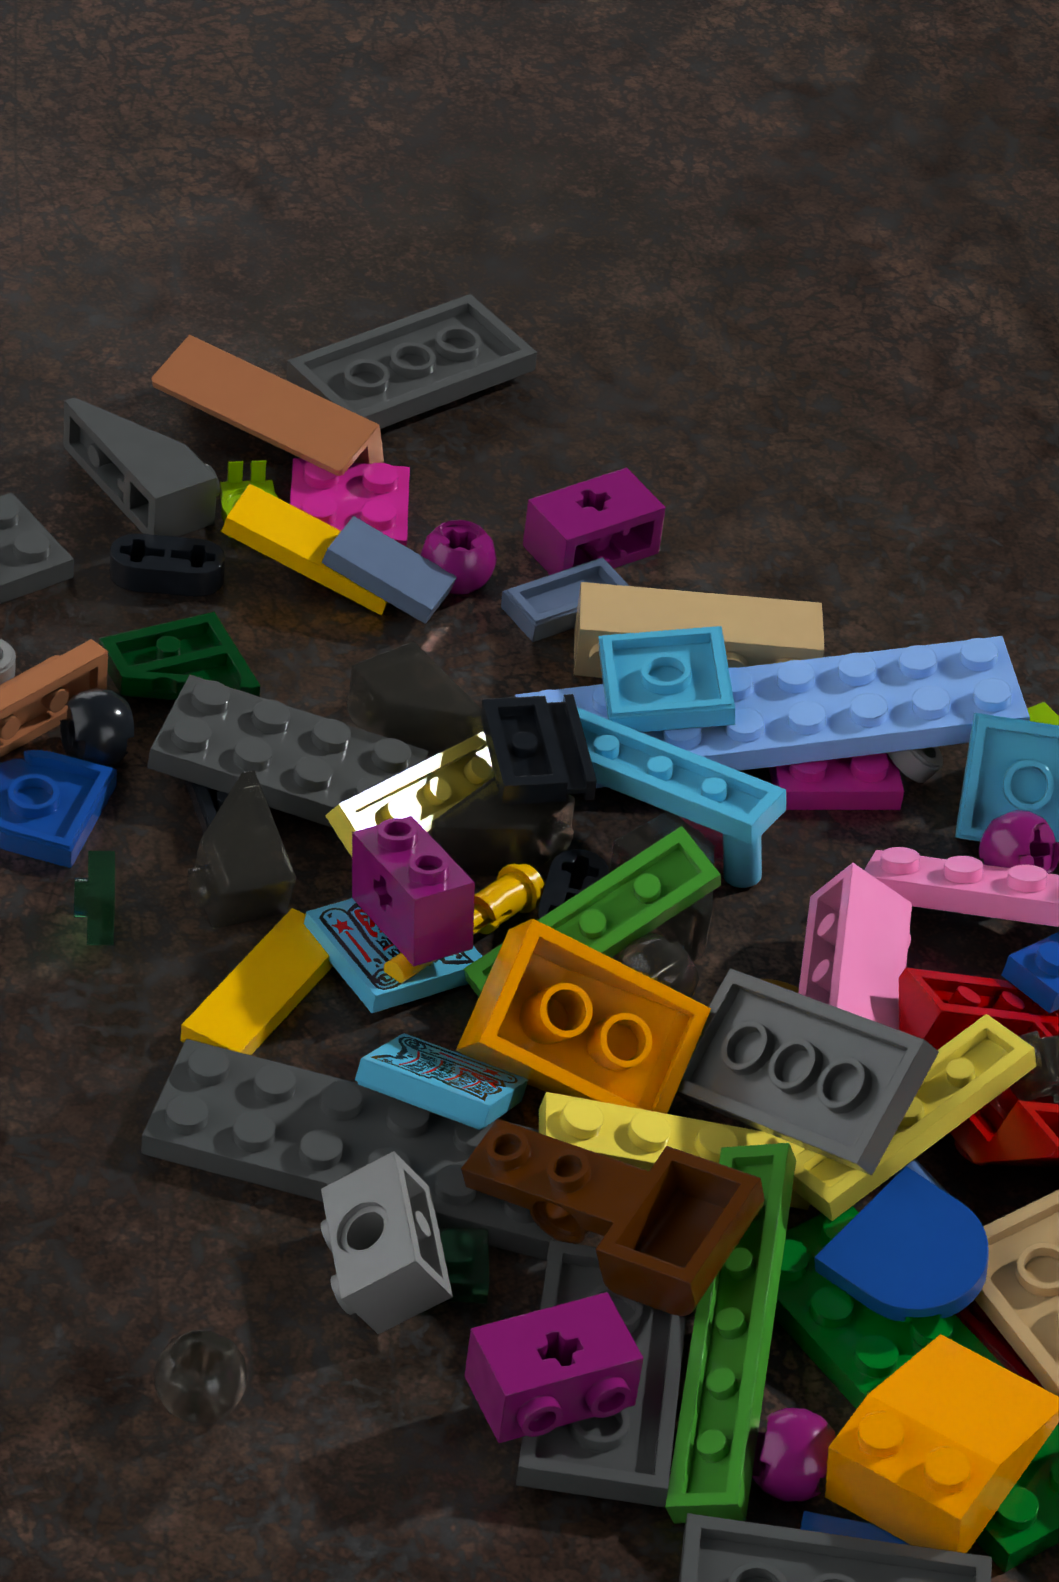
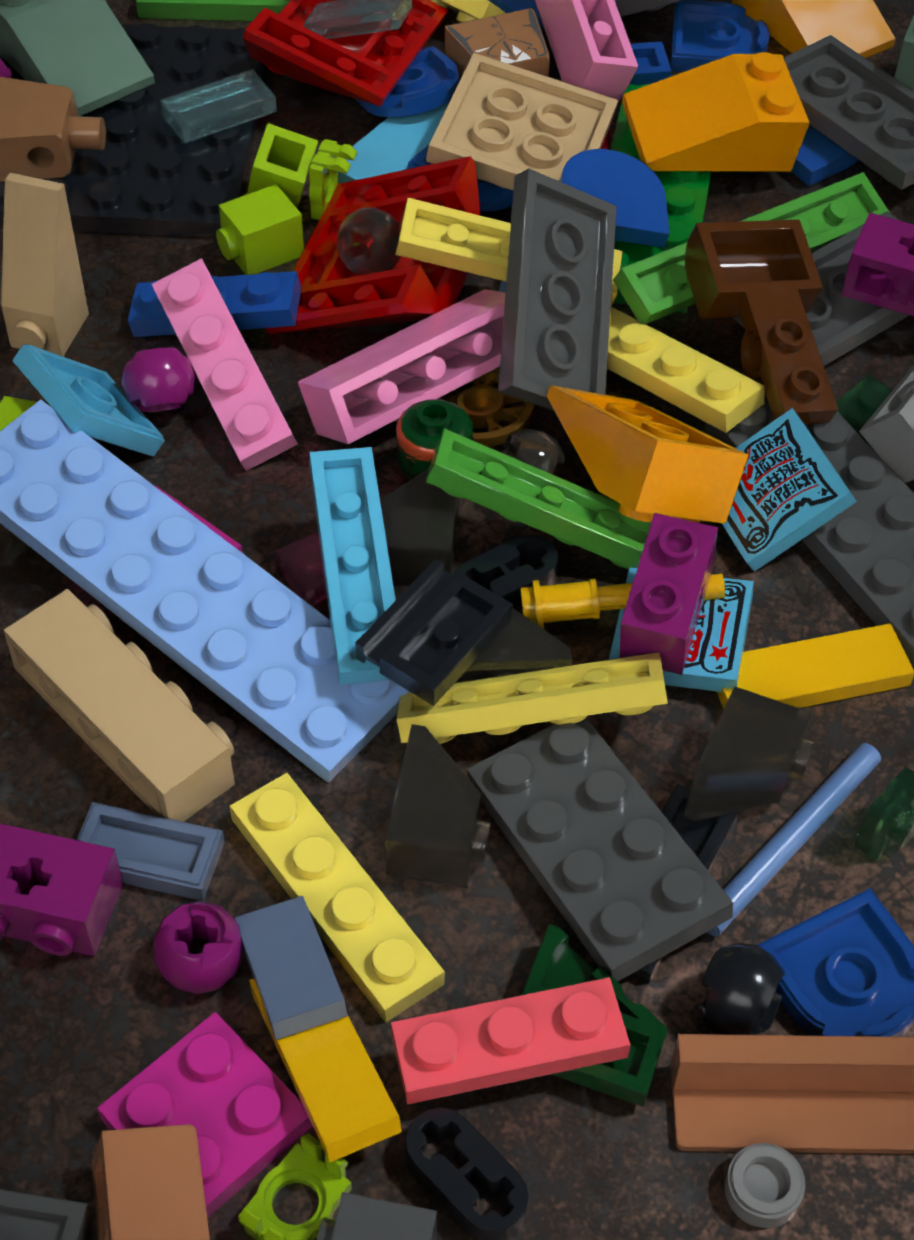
camera: 130 degrees left, 10 degrees up
(160, 868) = (798, 829): none -> medium blue bar
(209, 604) = (509, 1040): none -> coral plate
(461, 650) = (341, 897): none -> light yellow plate
(667, 679) = (233, 643): medium azure tile -> none
(749, 935) = (421, 429): none -> dark green head
(792, 1454) = (793, 176): magenta piece -> none

